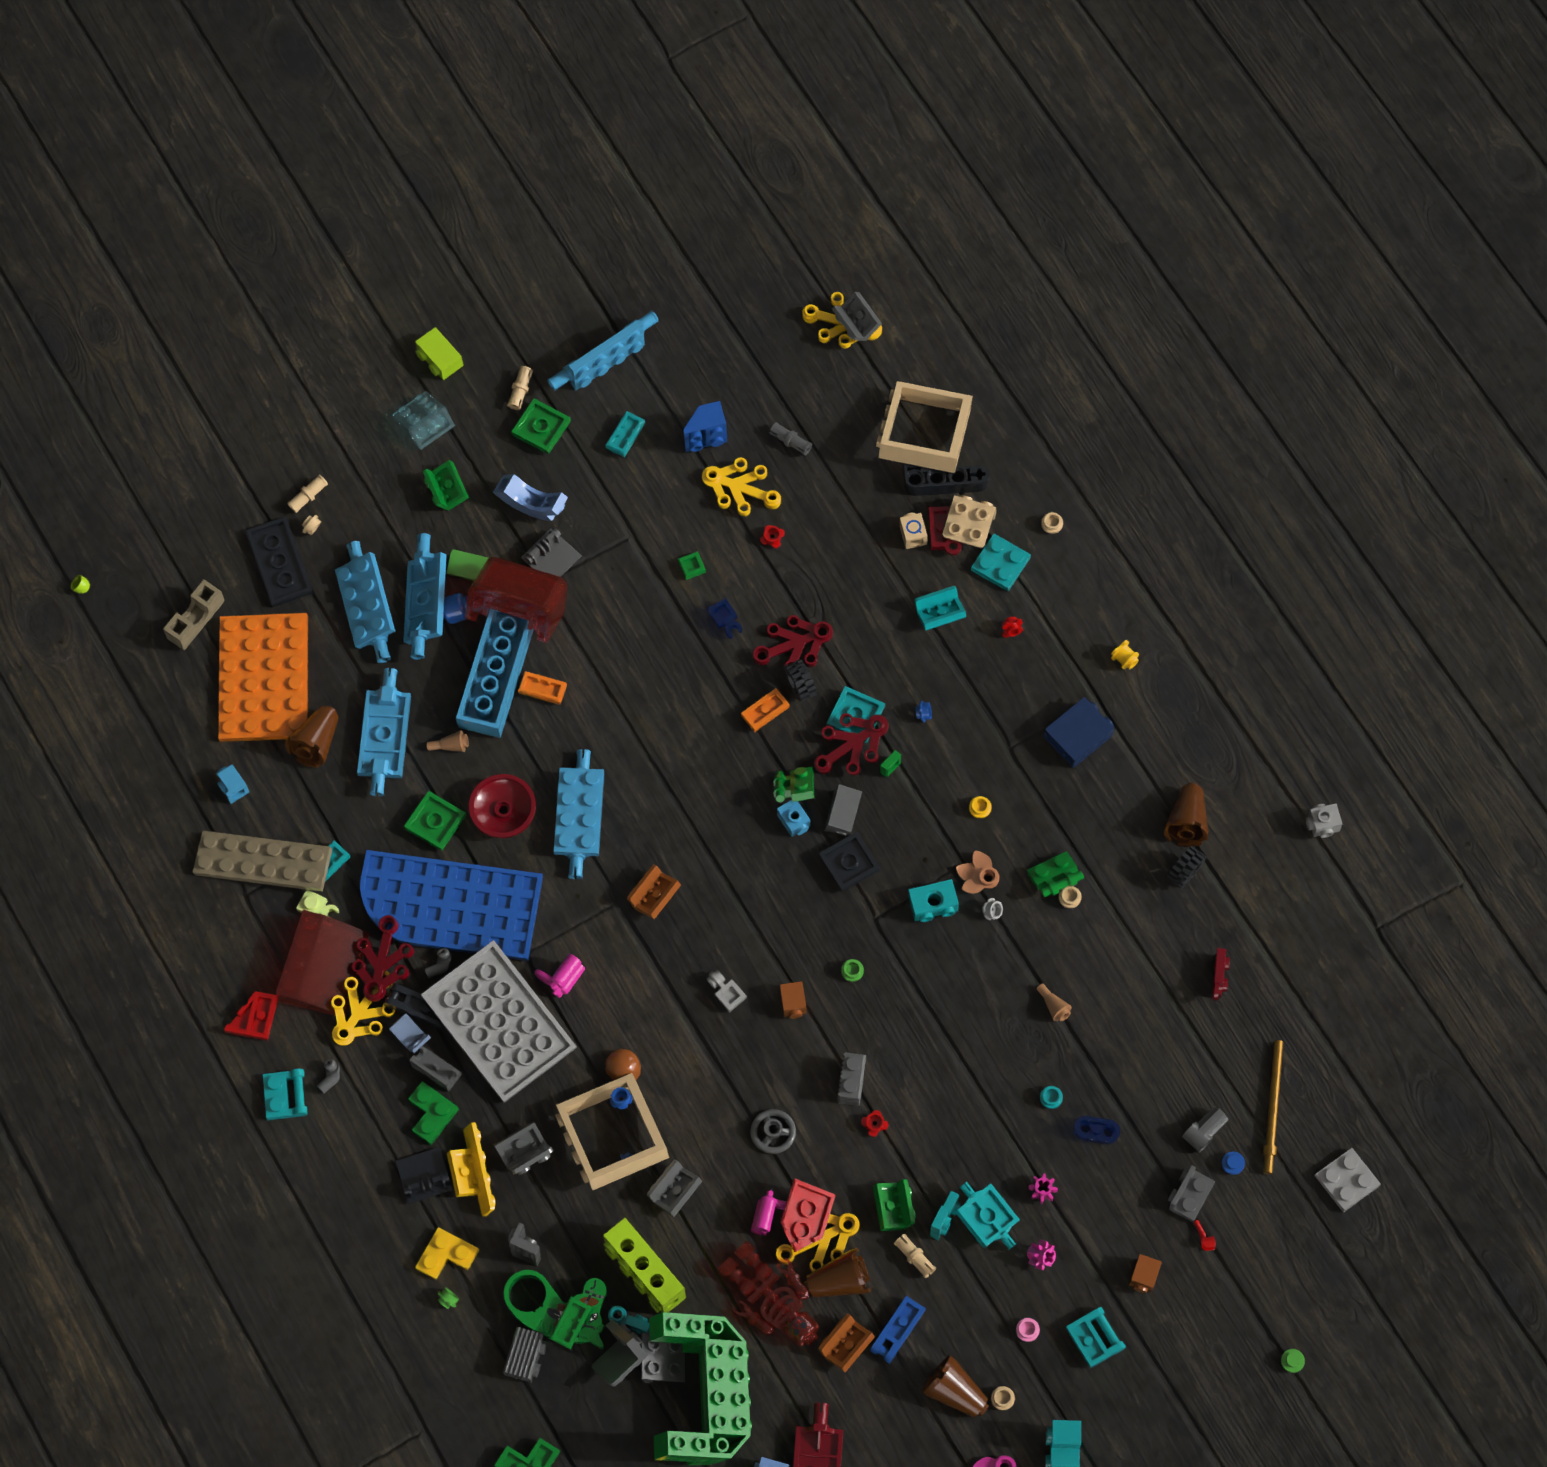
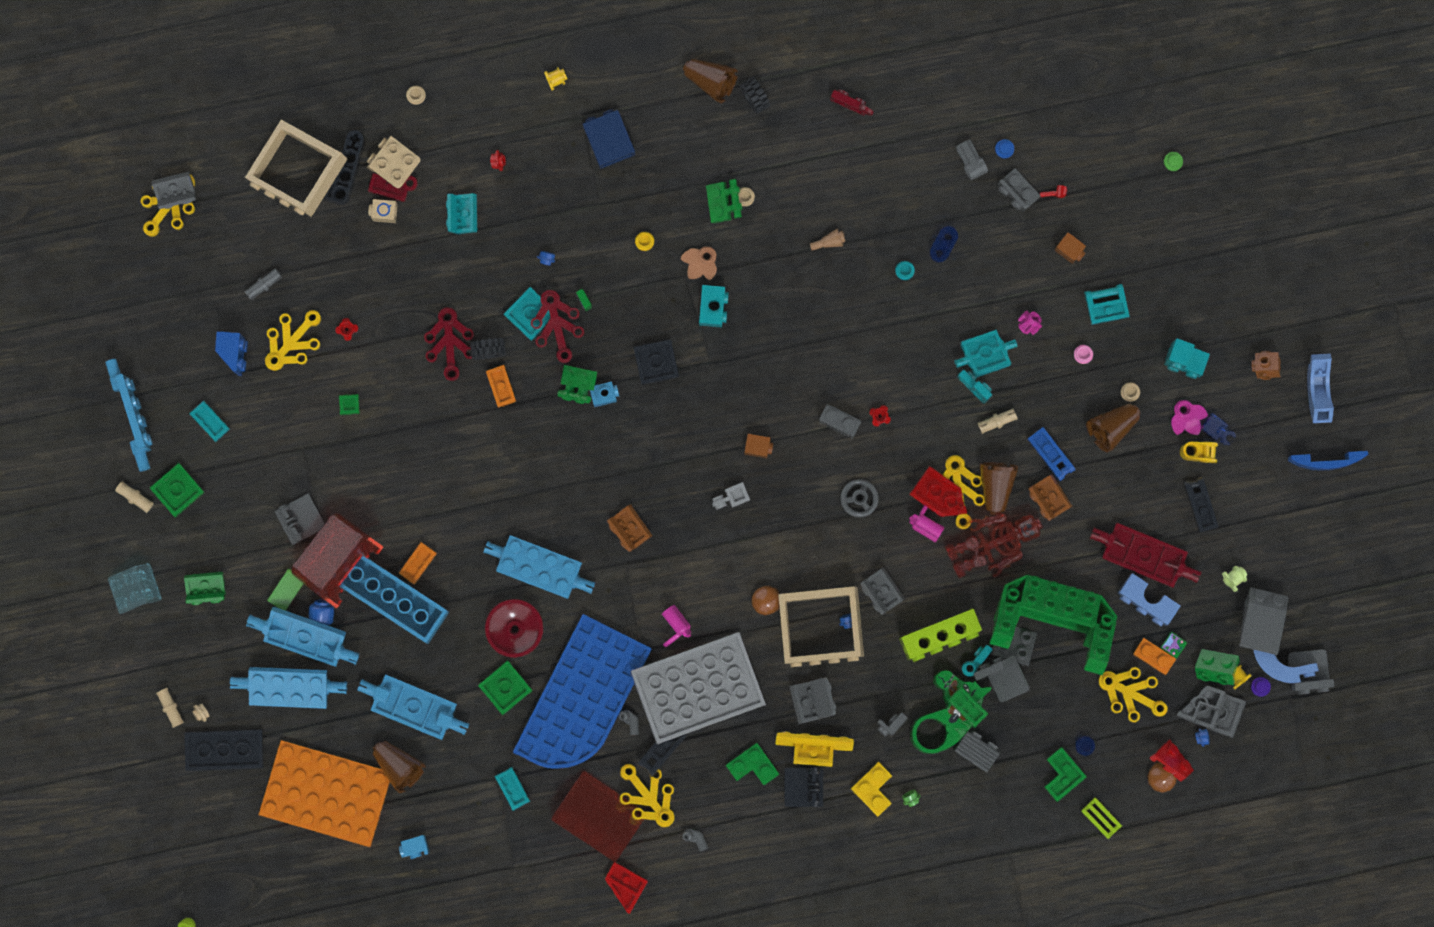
camera: 75 degrees left, 15 degrees up
(204, 604) = (252, 835): dark tan arch -> none
(262, 861) = (492, 841): dark tan plate -> none
(277, 1094) = (698, 886): teal plate -> none
(315, 903) = (544, 809): yellowish green plate -> none
(382, 962) = (616, 769): dark red plant -> none
(409, 1033) = (683, 763): sand blue bracket -> none
(435, 1068) = (718, 750): dark grey hinge -> none
(438, 353) = (77, 556): lime brick -> none
(453, 742) = (441, 651): medium nougat cone -> none
(529, 500) = (244, 520): medium blue arch -> none
(618, 1093) = (794, 609): blue plate -> none
(724, 615) = (405, 393): clear blue plate -> none
(842, 810) = (610, 352): dark grey hinge -> none
(852, 970) = (747, 390): bright green plate -> none
(894, 1205) = (952, 423): green bracket -> none
(992, 909) = (735, 261): light grey plate -> none
(1000, 562) = (436, 149): teal plate -> none
(1043, 1182) = (975, 307): dark pink gear -> none
(1270, 1149) = (1003, 117): pearl gold bar -> none
(1347, 1180) = (1046, 66): light grey plate -> none

